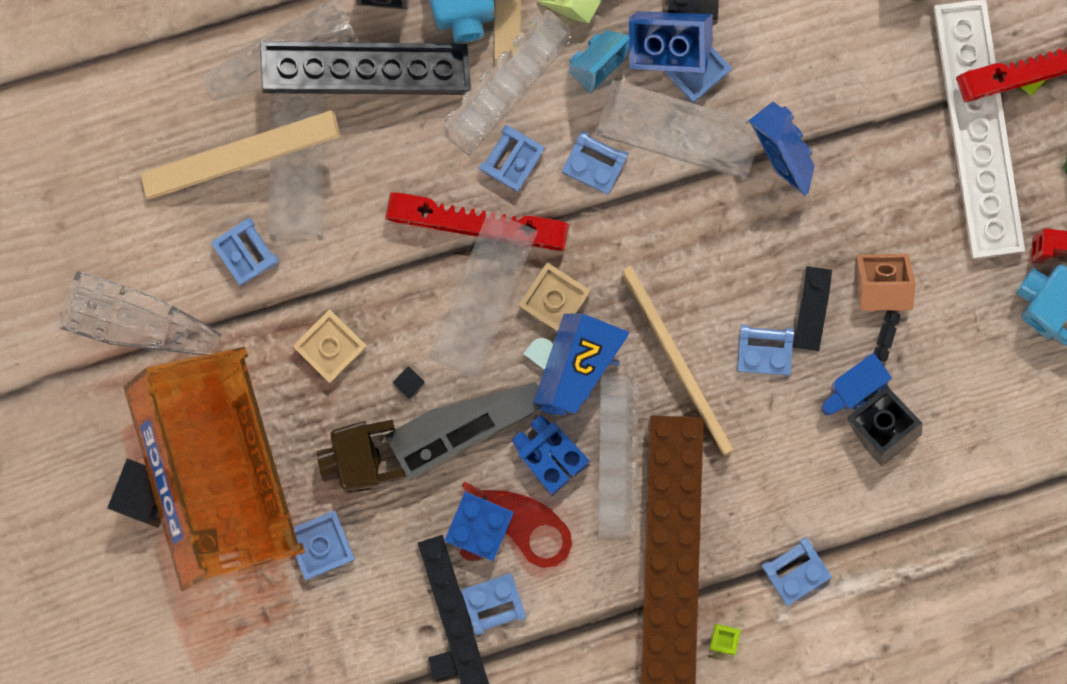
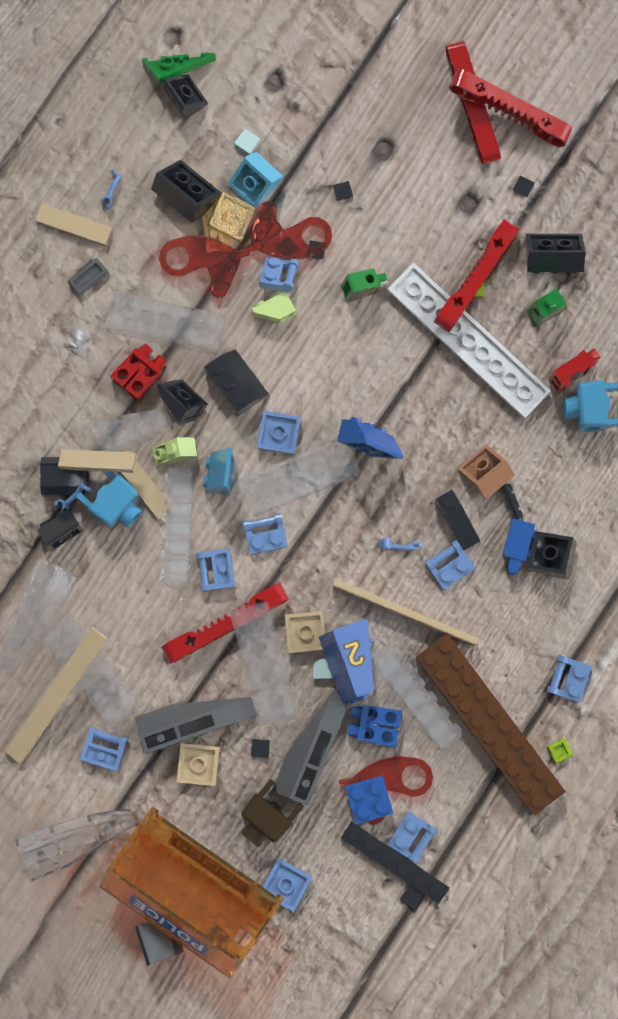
camera: 35 degrees left, 0 degrees up
(358, 294) = (189, 720): none -> dark grey wedge
(364, 68) = (88, 586): plate -> none
(670, 41) = (253, 429): blue slope -> none
(715, 273) = (386, 545): none -> medium blue piece

